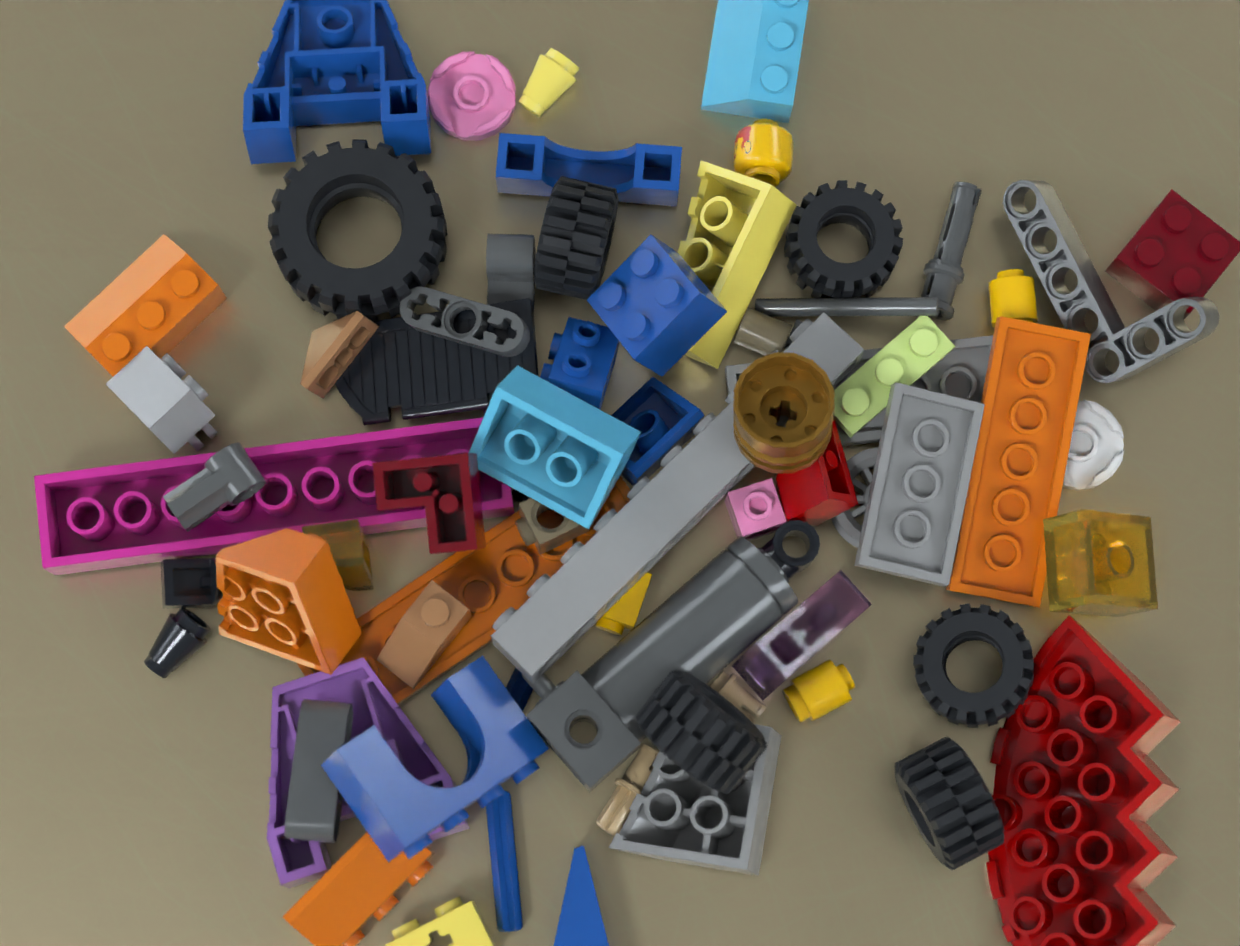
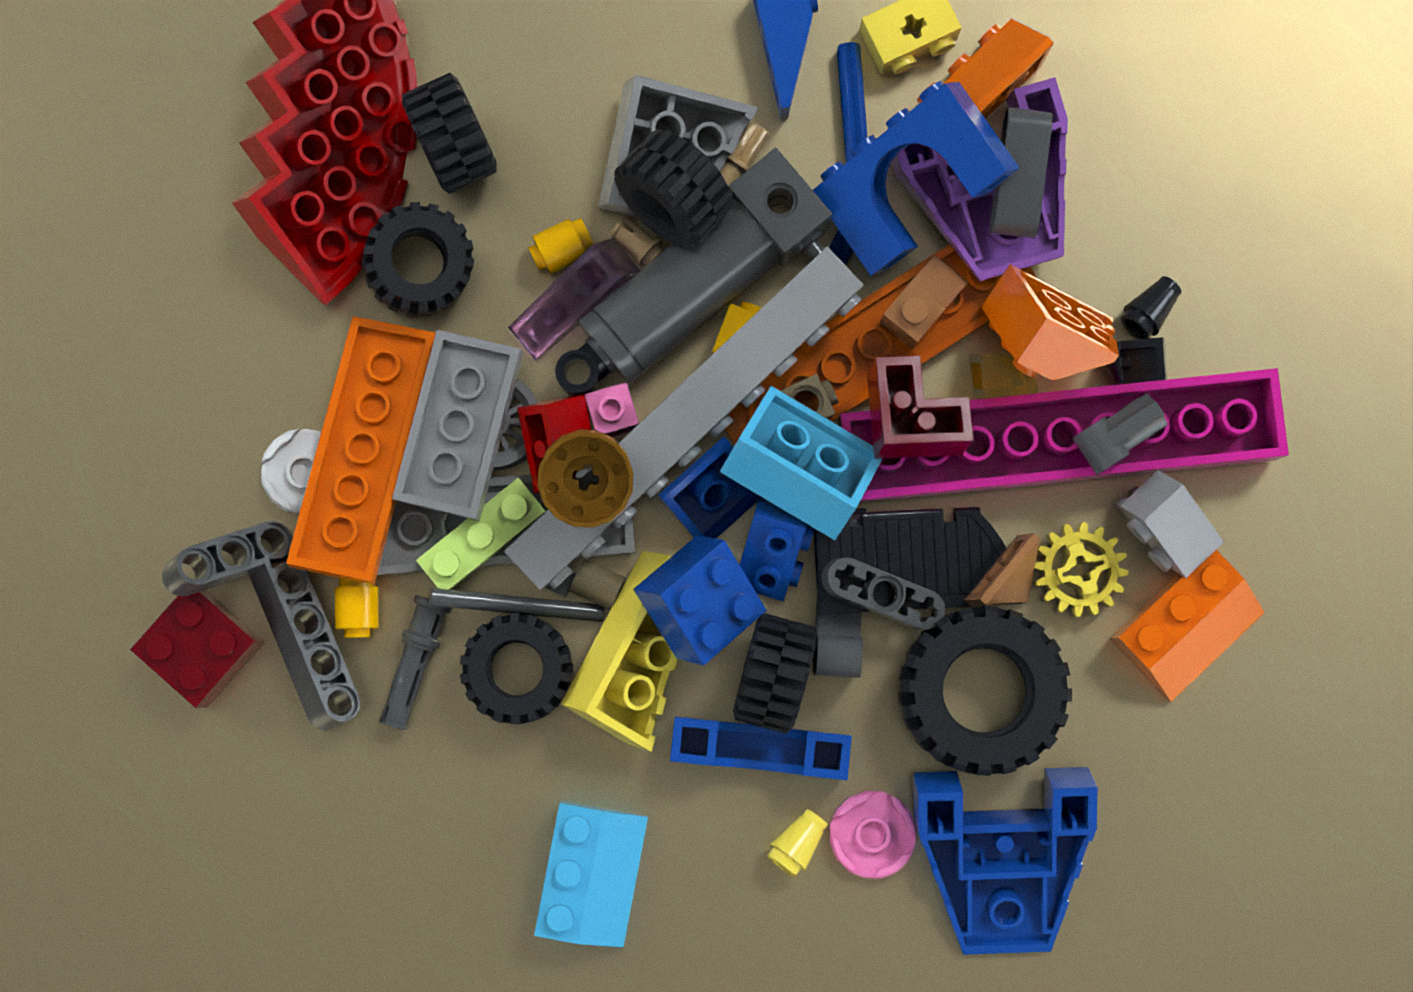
camera: 175 degrees left, 5 degrees up
(240, 365) = (1084, 589): none -> light yellow gear
(764, 152) = (589, 762): yellow head -> none
(1100, 563) = (294, 347): clear yellow brick -> none

